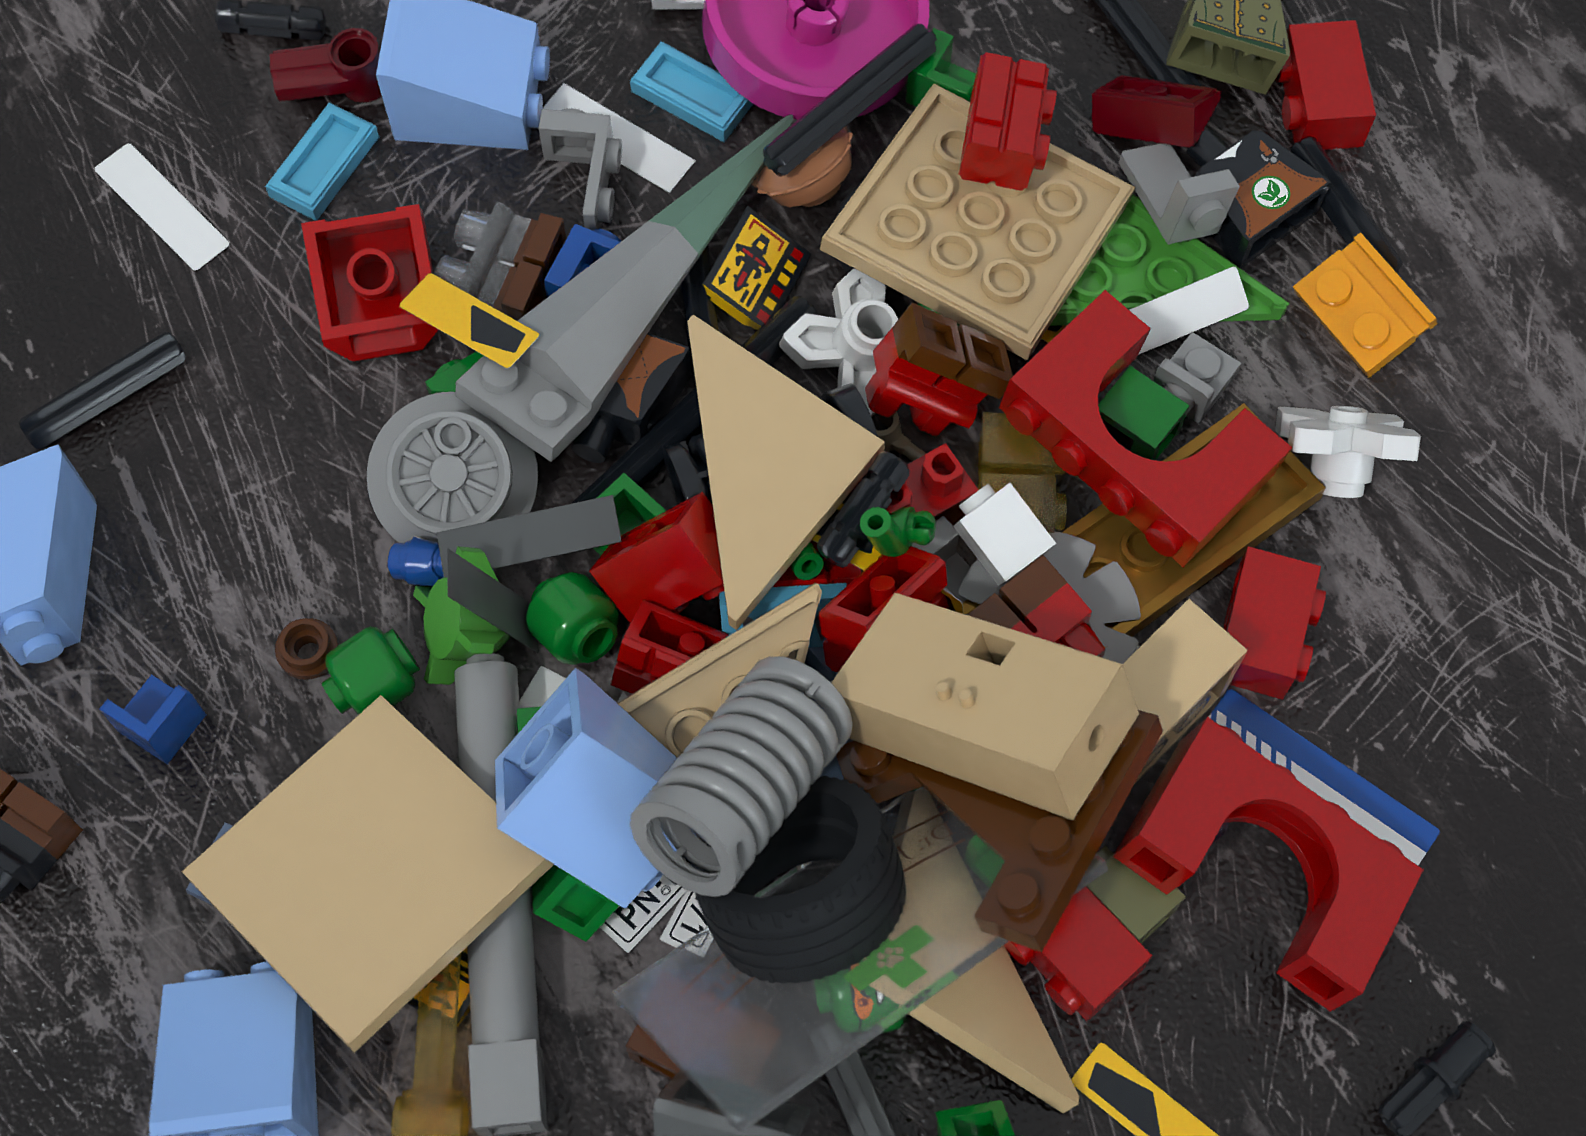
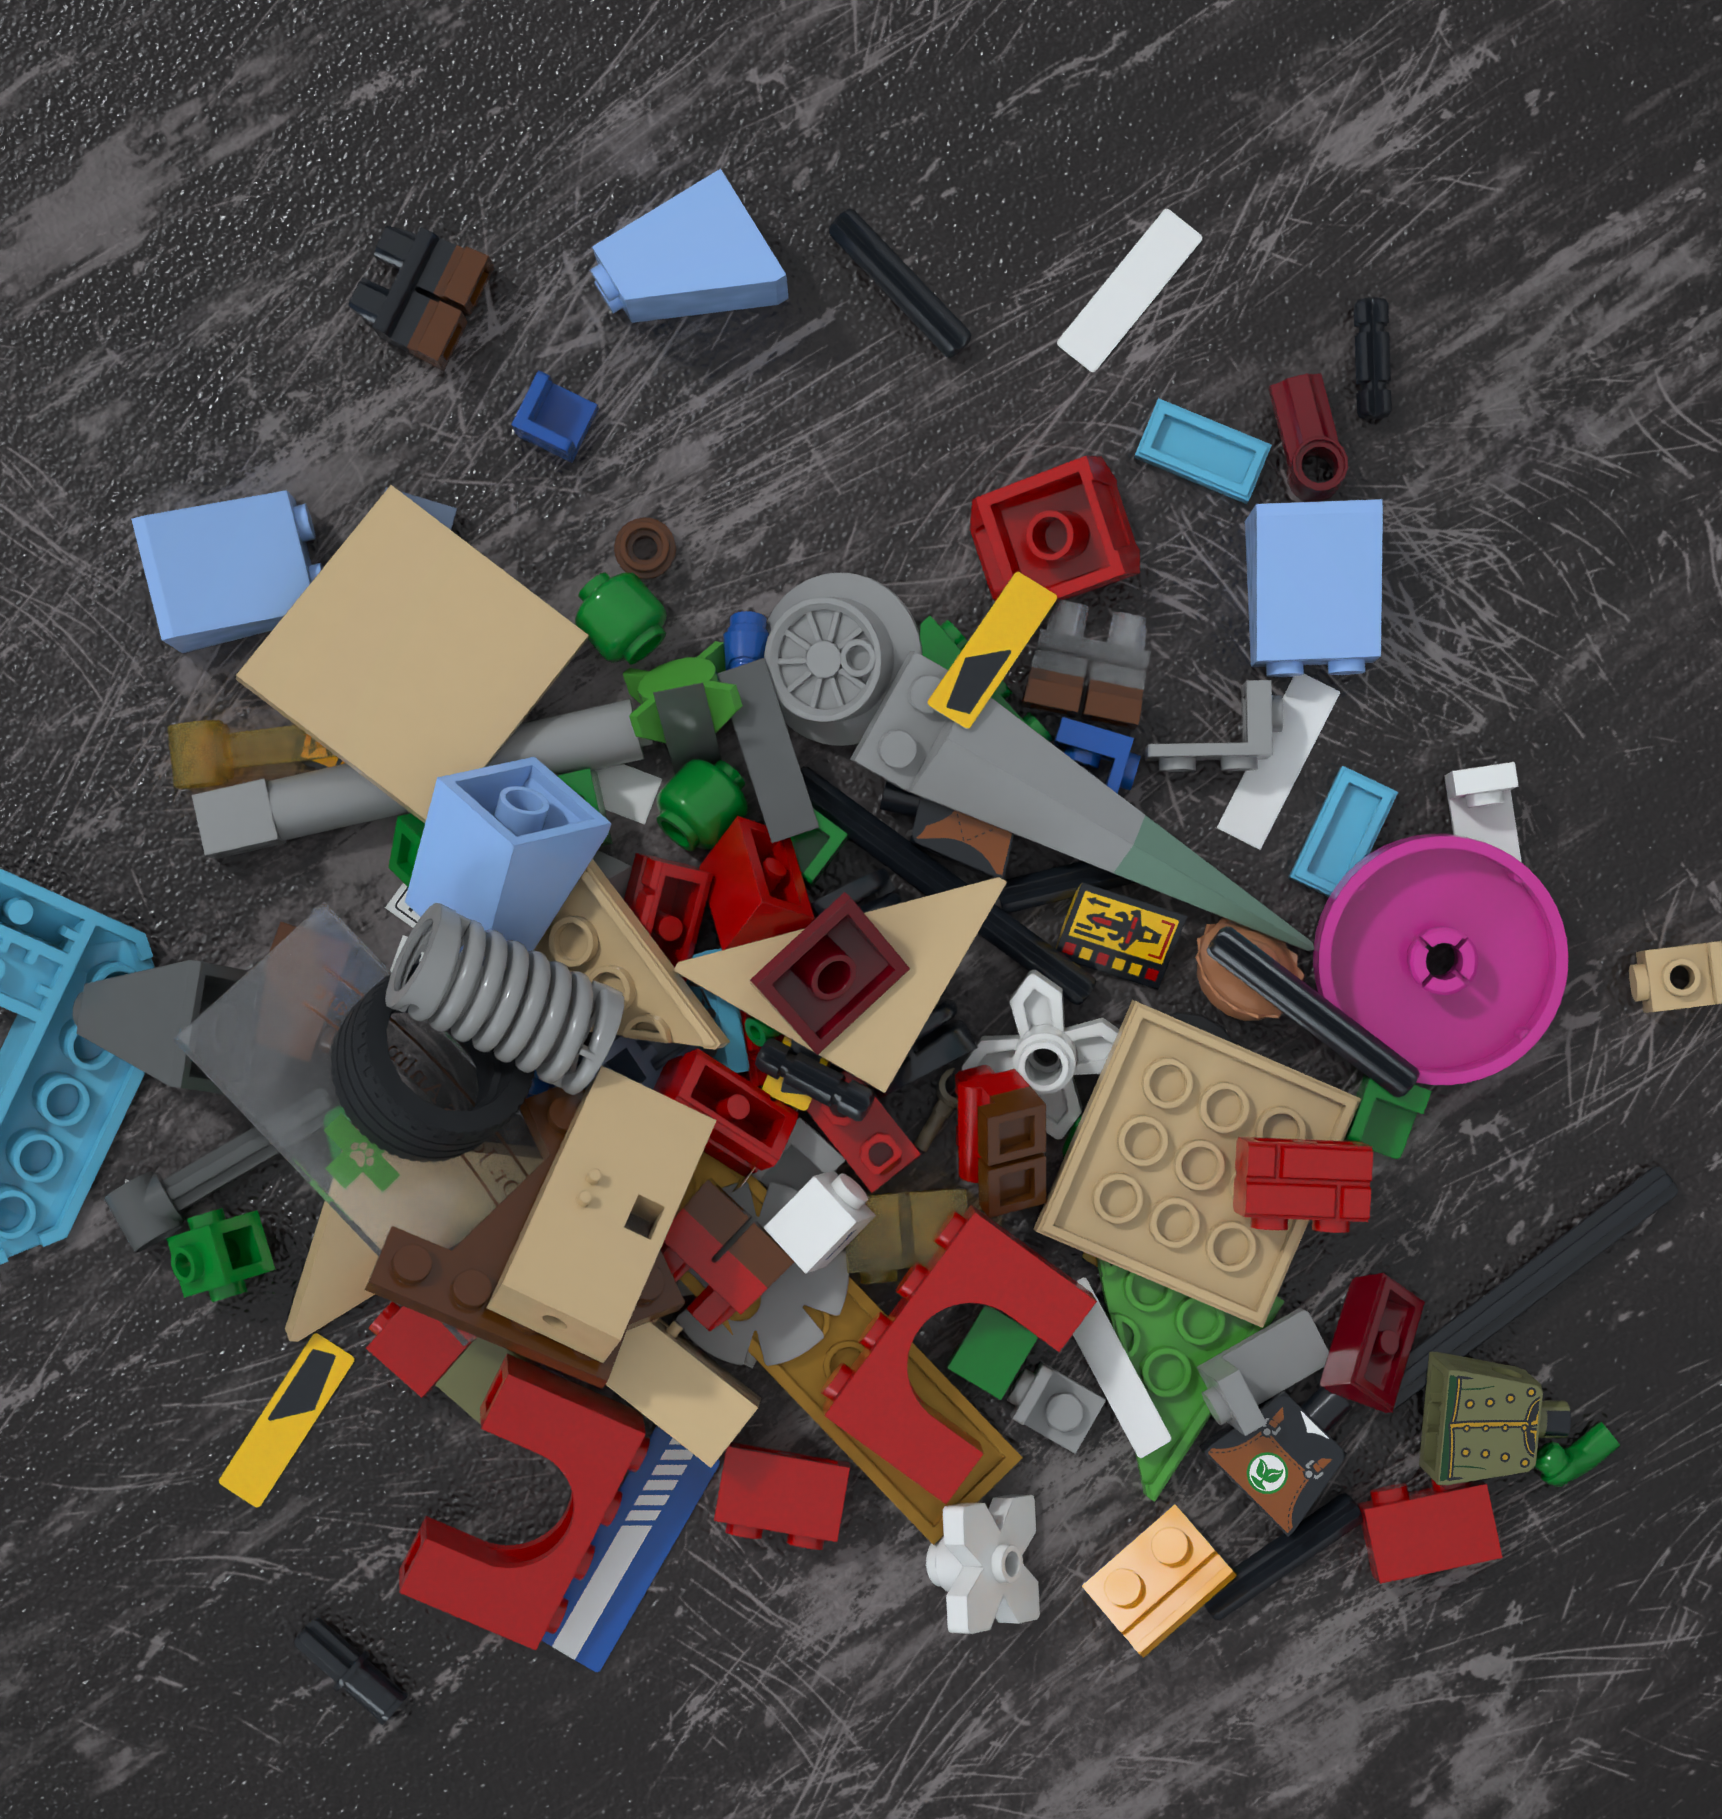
camera: 85 degrees right, 20 degrees up
(755, 468) = (830, 973): none -> dark red slope
(897, 531) = (799, 1115): green arm -> none

